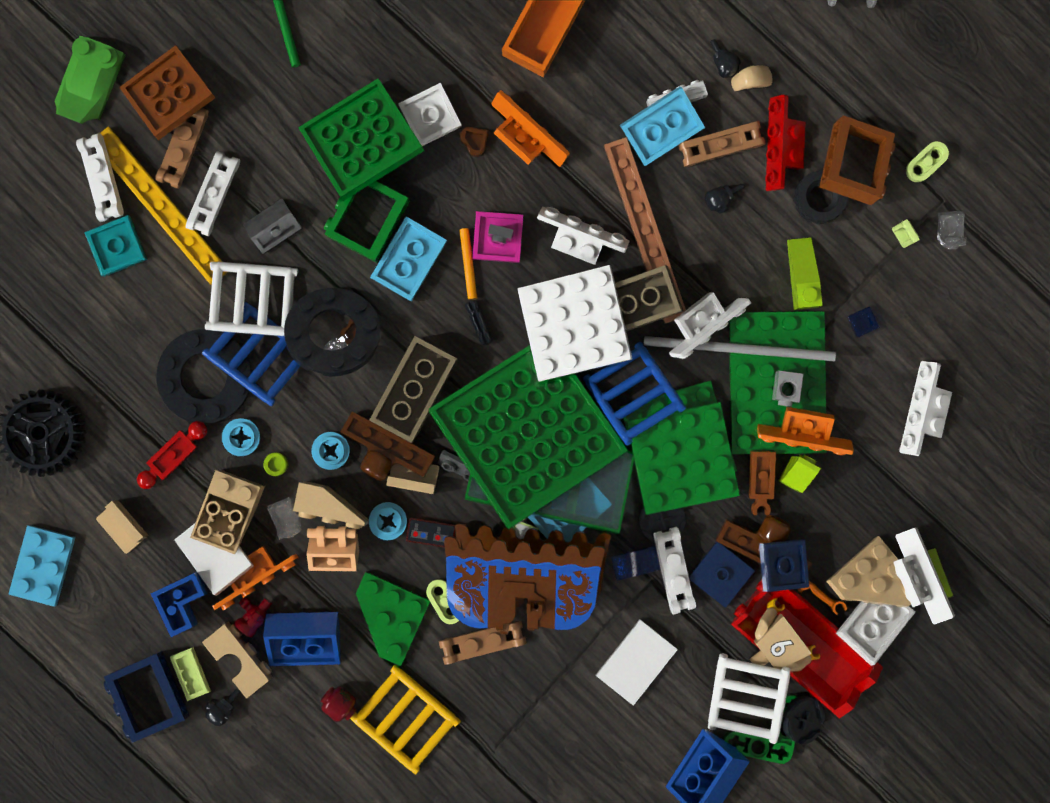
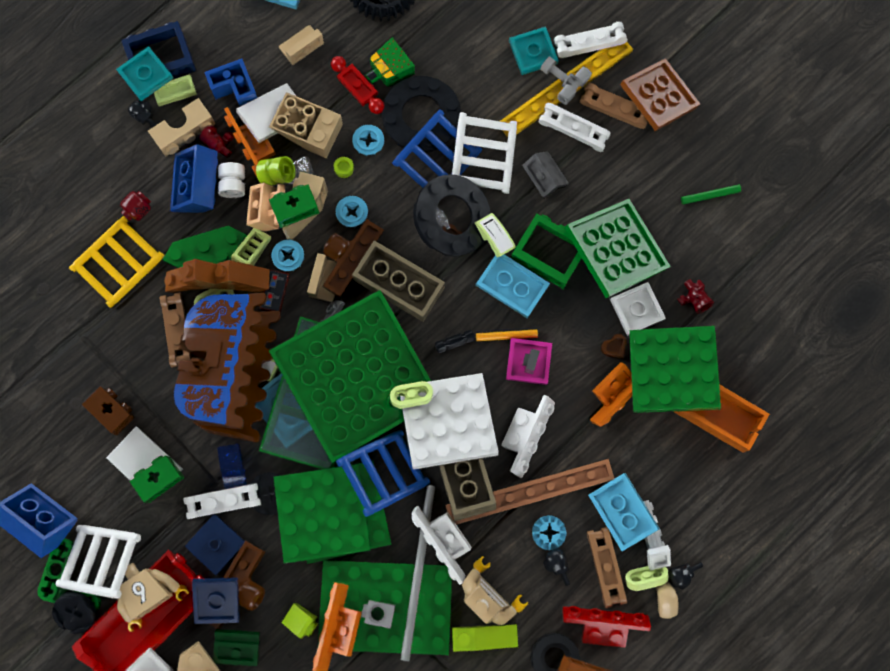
camera: 90 degrees right, 10 degrees down
(88, 80) = (671, 35): bright green slope -> none
(144, 417) = (390, 65): none -> green torso
(158, 198) = (570, 82): none -> light grey bar
(175, 709) = (144, 73): none -> teal tile
(291, 540) = (275, 170): none -> lime wheel
(301, 594) = (231, 179): none -> white wheel
(349, 521) = (304, 208): none -> green brick
(351, 280) = (496, 234): none -> slope
(400, 573) = (240, 255): none -> yellowish green slope
(411, 47) = (696, 296): none -> dark red piece
(421, 600) = (224, 275): none -> dark orange arch
(502, 71) = (674, 369): none -> green plate
(547, 366) = (411, 392): none -> yellowish green plate
(578, 720) = (98, 406): none -> reddish brown brick
(666, 654) = (168, 477): none -> green brick
(680, 216) = (542, 525): none -> medium azure gear
(709, 86) = (659, 557): none -> white tile
(730, 100) = (643, 578): none -> yellowish green plate
(762, 479) = (298, 586): dark orange plate -> none
(765, 274) = (484, 598): none -> tan torso
(822, 596) = (185, 639): orange piece -> none
(829, 540) = (236, 647): none -> dark green plate

